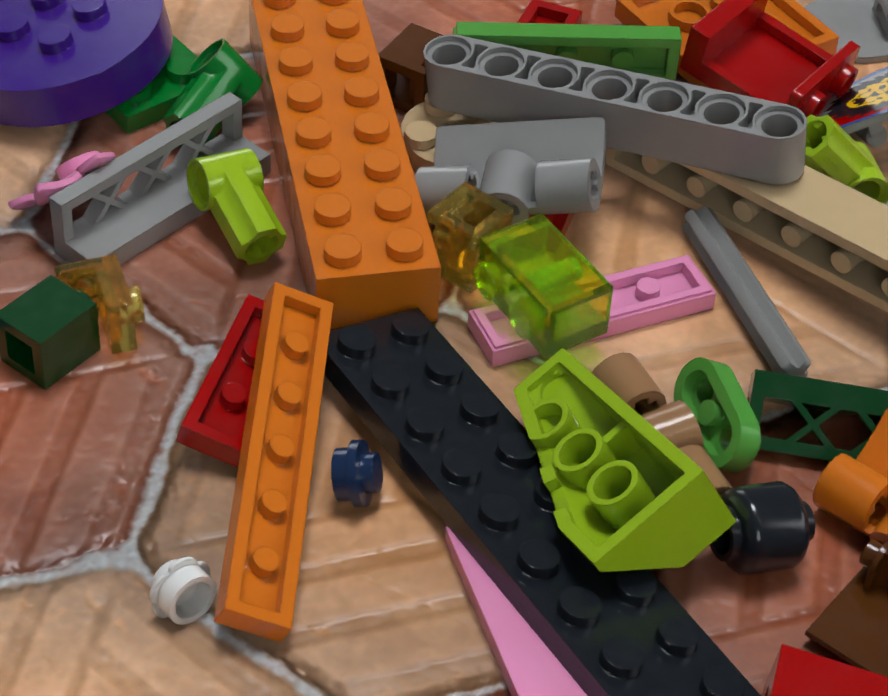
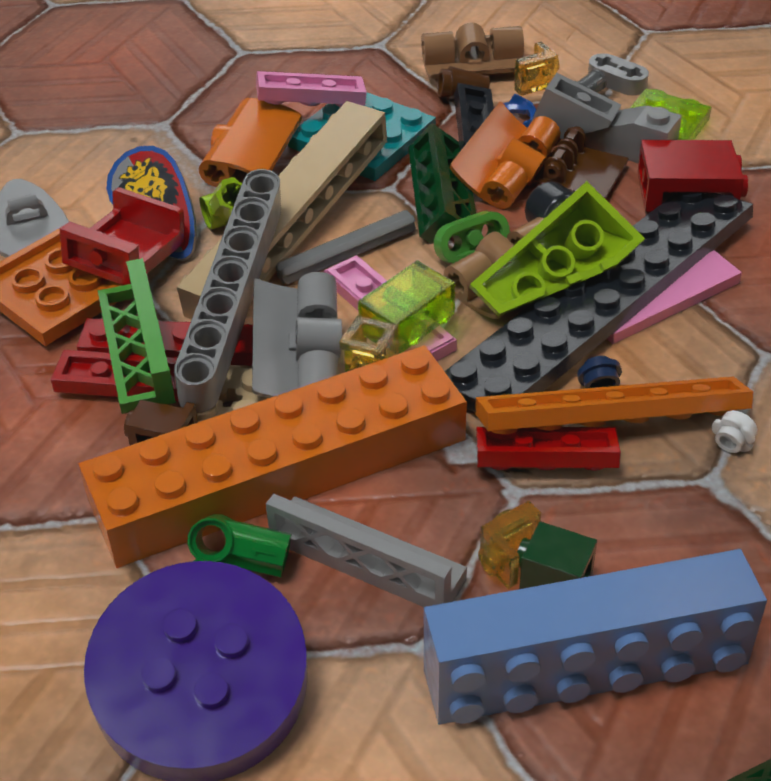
camera: 100 degrees left, 0 degrees up
(68, 173) = (396, 599): bright pink plate -> none
(233, 191) = (365, 495): lime piece -> none

